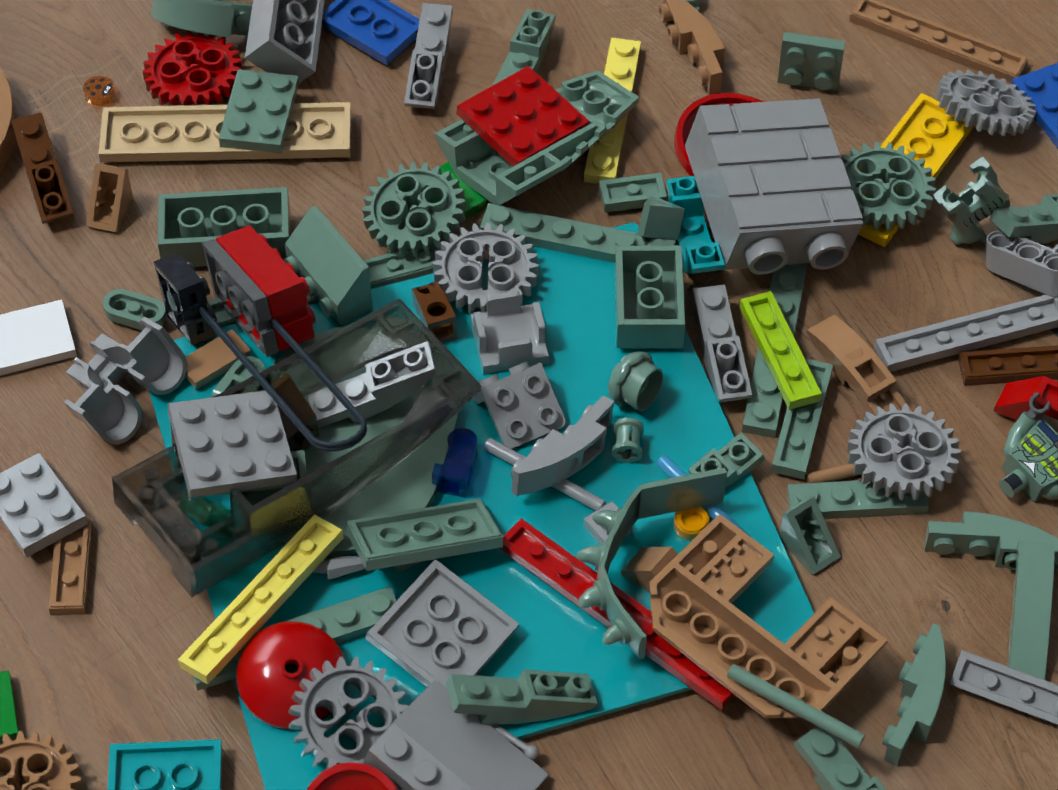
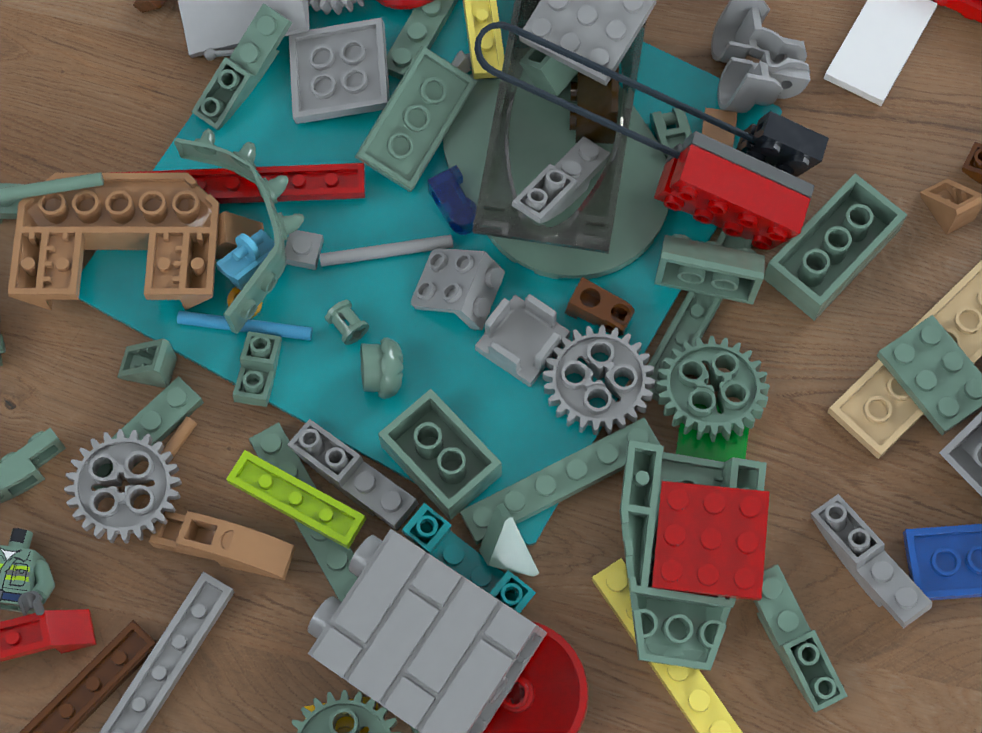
camera: 140 degrees right, 15 degrees up
(135, 308) = (831, 123): sand green plate -> none
(564, 454) = (379, 256): light grey slope -> none
(630, 191) = (564, 574): sand green plate -> none
(661, 527) = (245, 258): none -> medium azure hips
(801, 428) = (226, 448): sand green plate -> none

